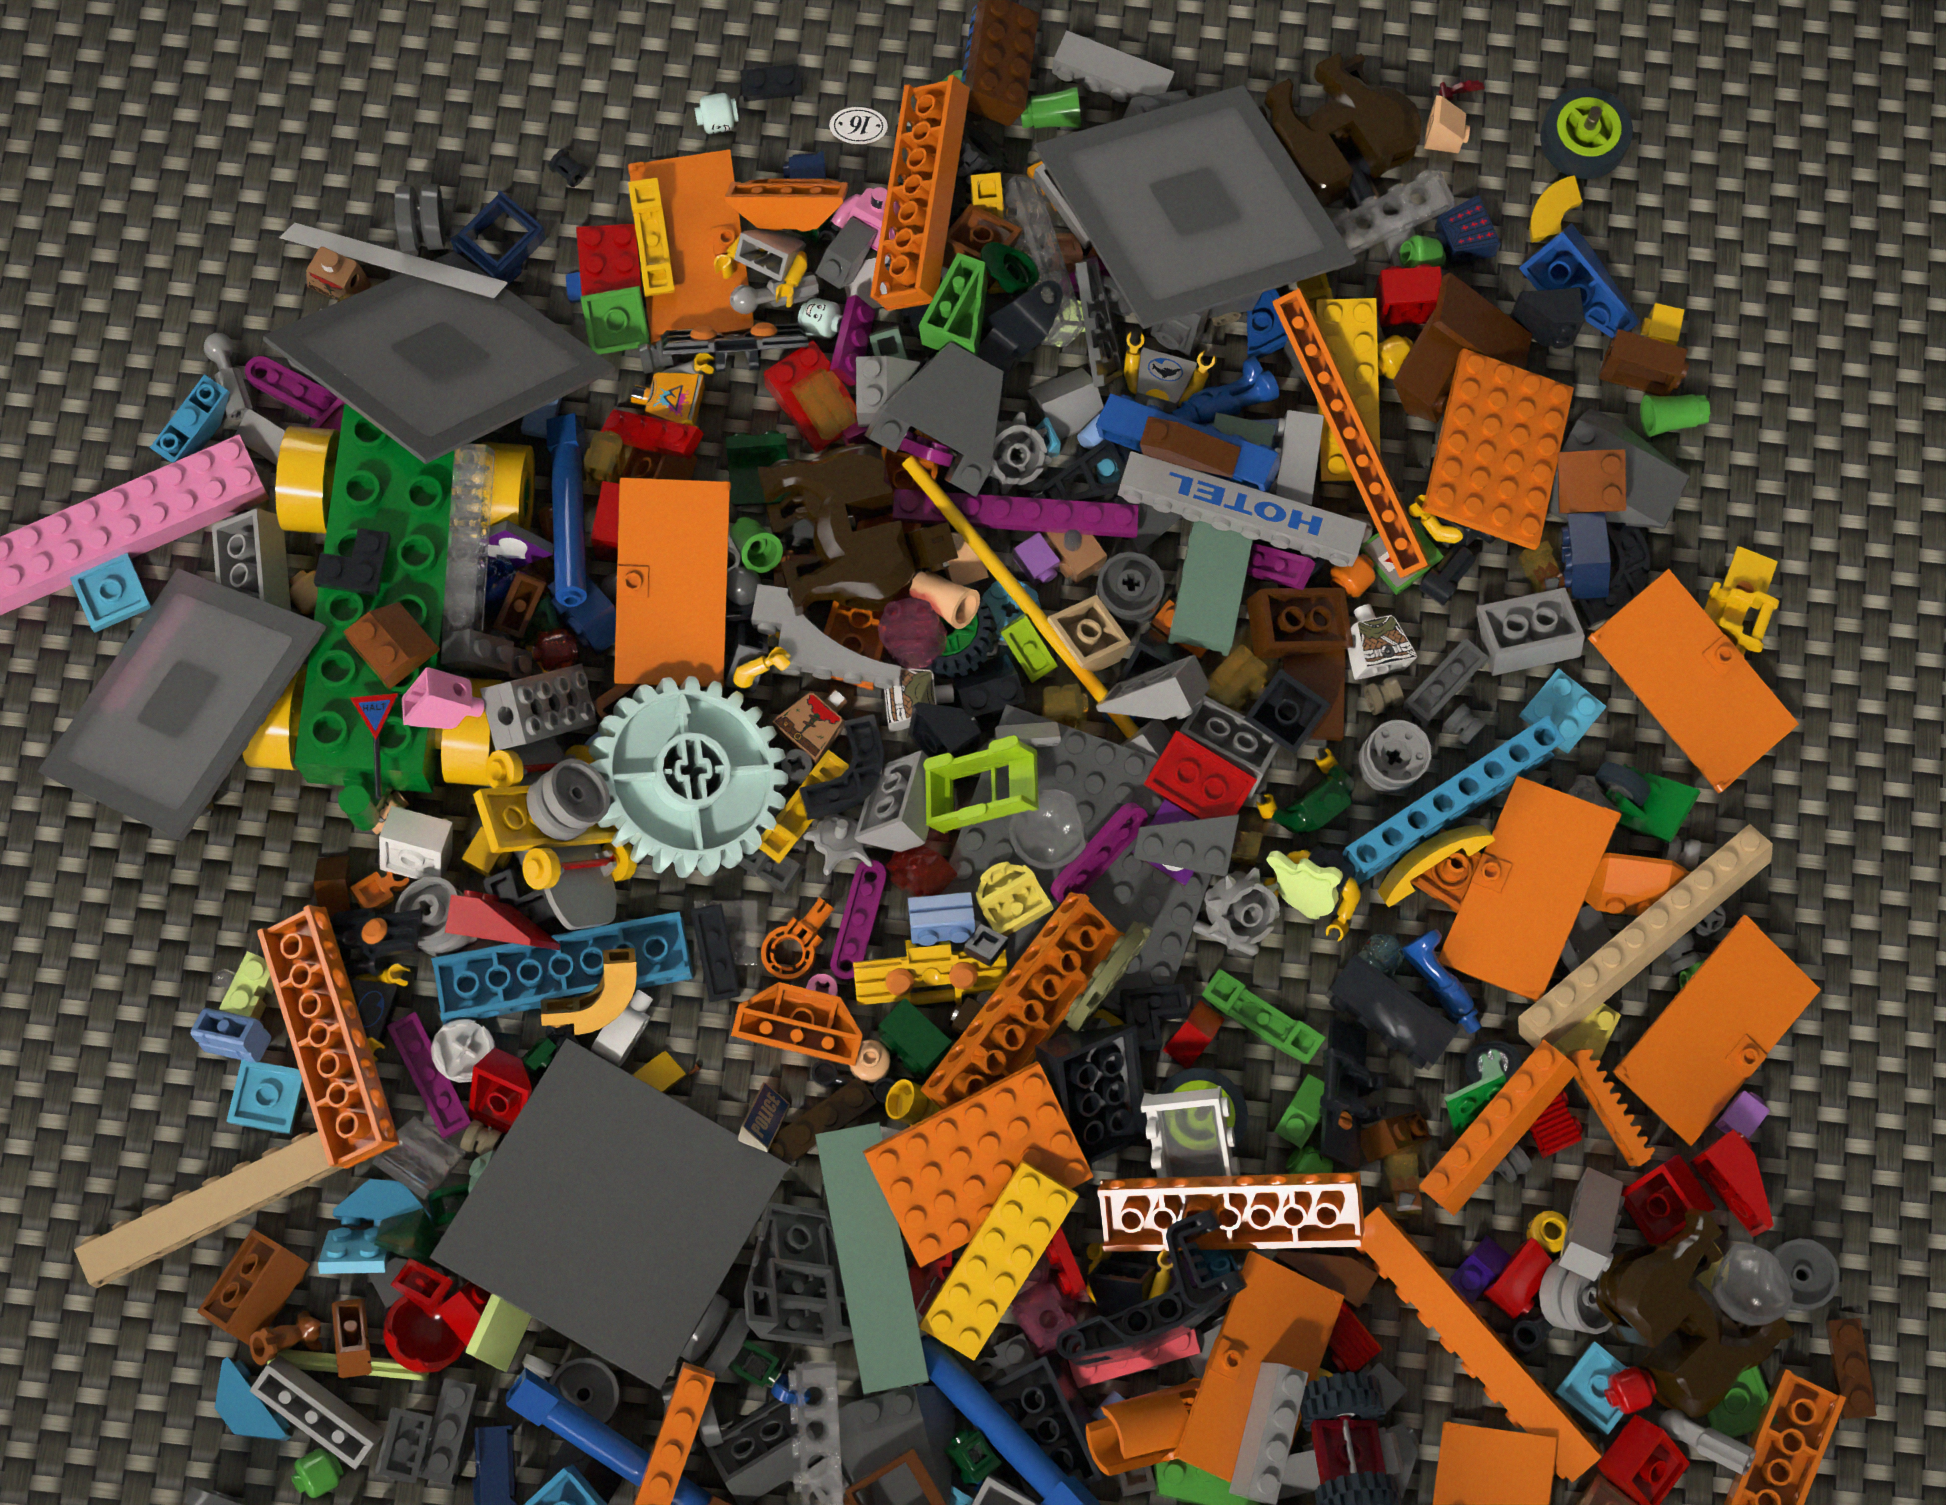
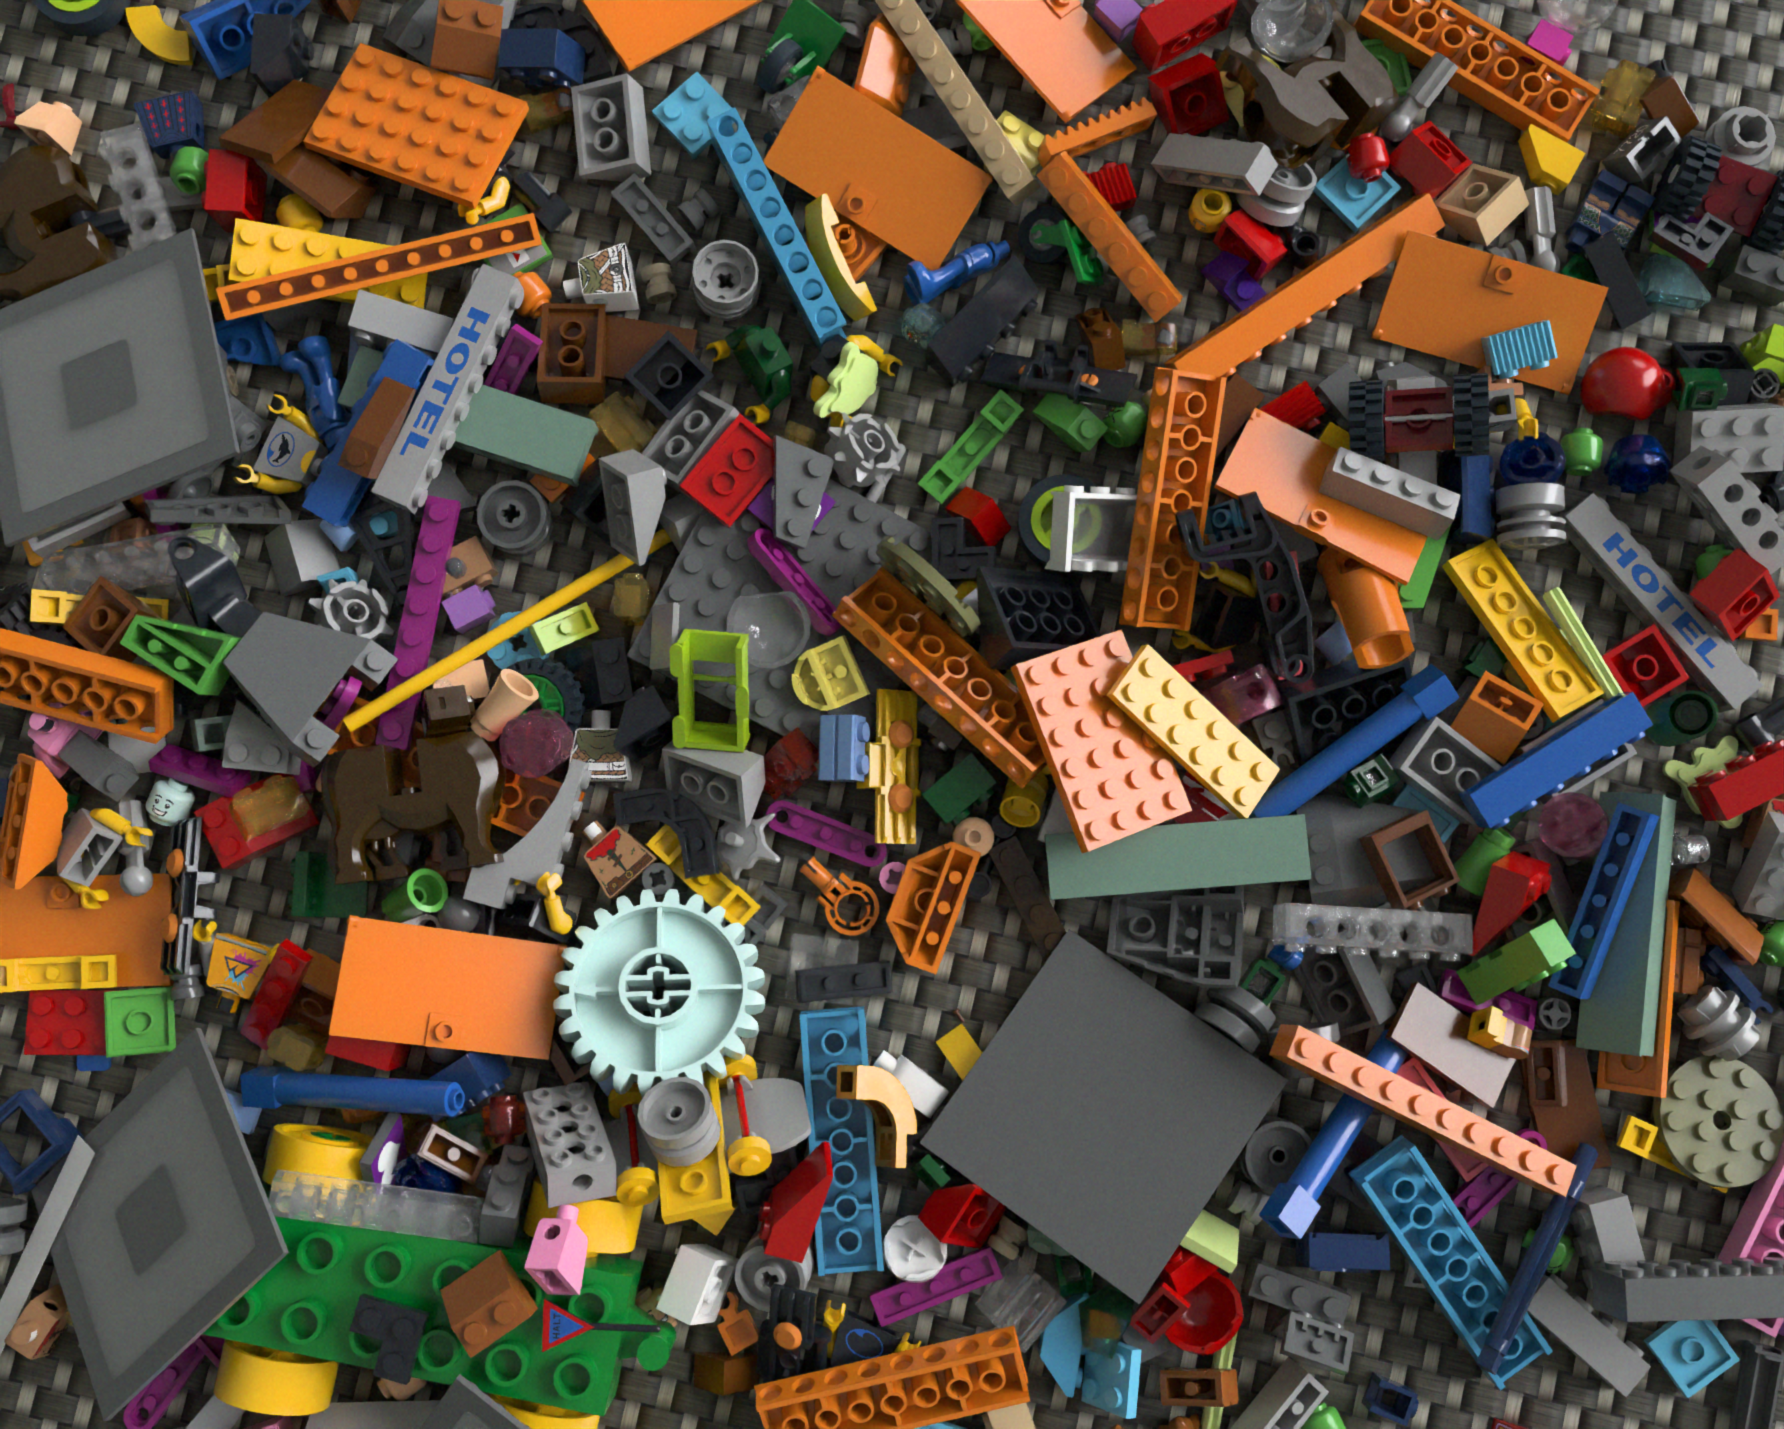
camera: 80 degrees left, 10 degrees up
(763, 1118) = (1020, 949): slope -> none
(985, 945) = (877, 706): black plate -> none
(1010, 267) = (144, 591): dark green cap -> none
(1090, 634) = (558, 562): tan slope -> none

